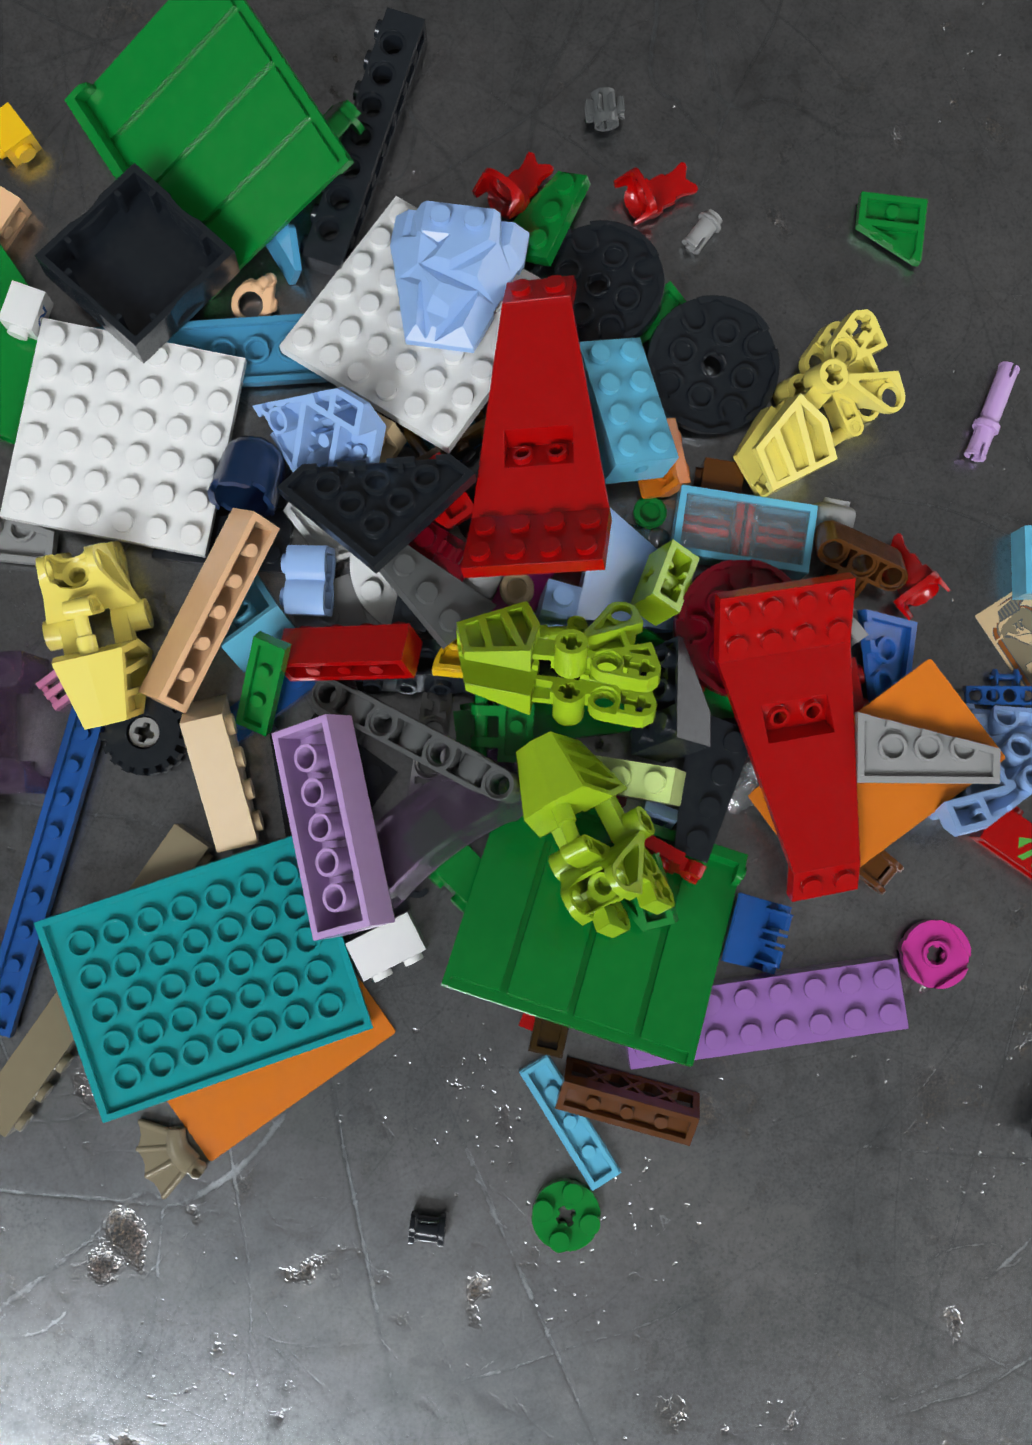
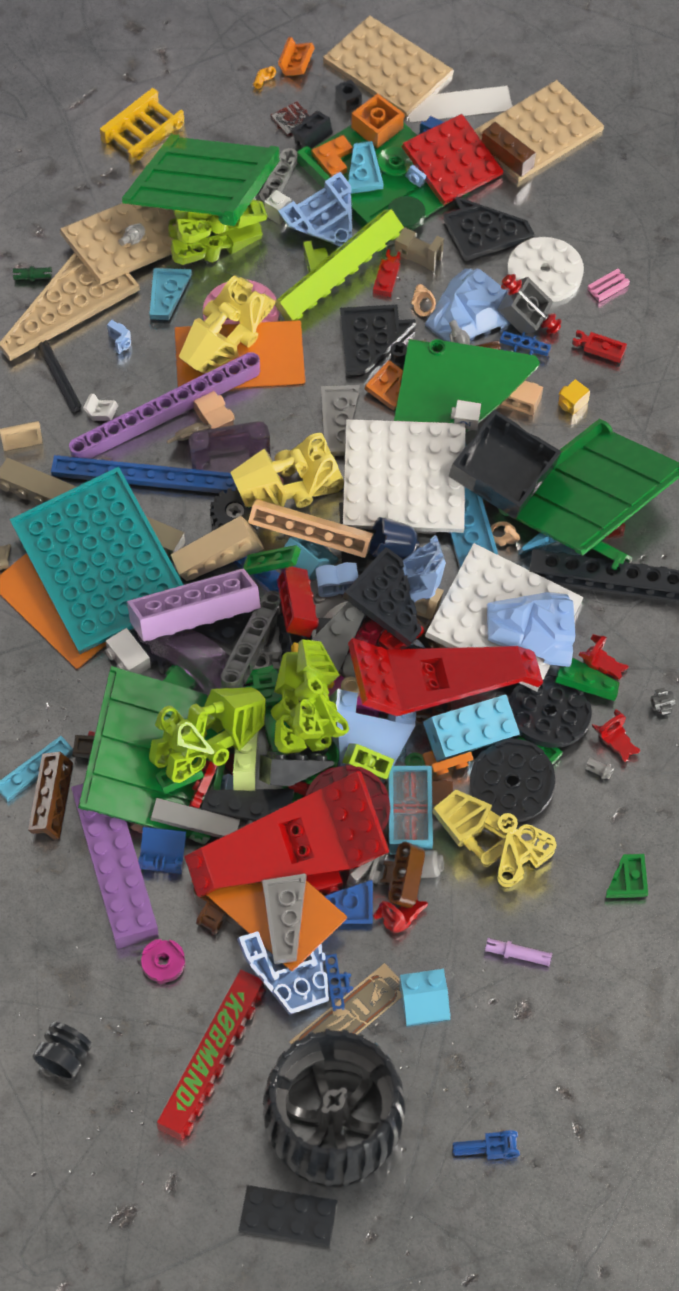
camera: 80 degrees right, 25 degrees down
(721, 876) = (193, 819): none -> light grey tile

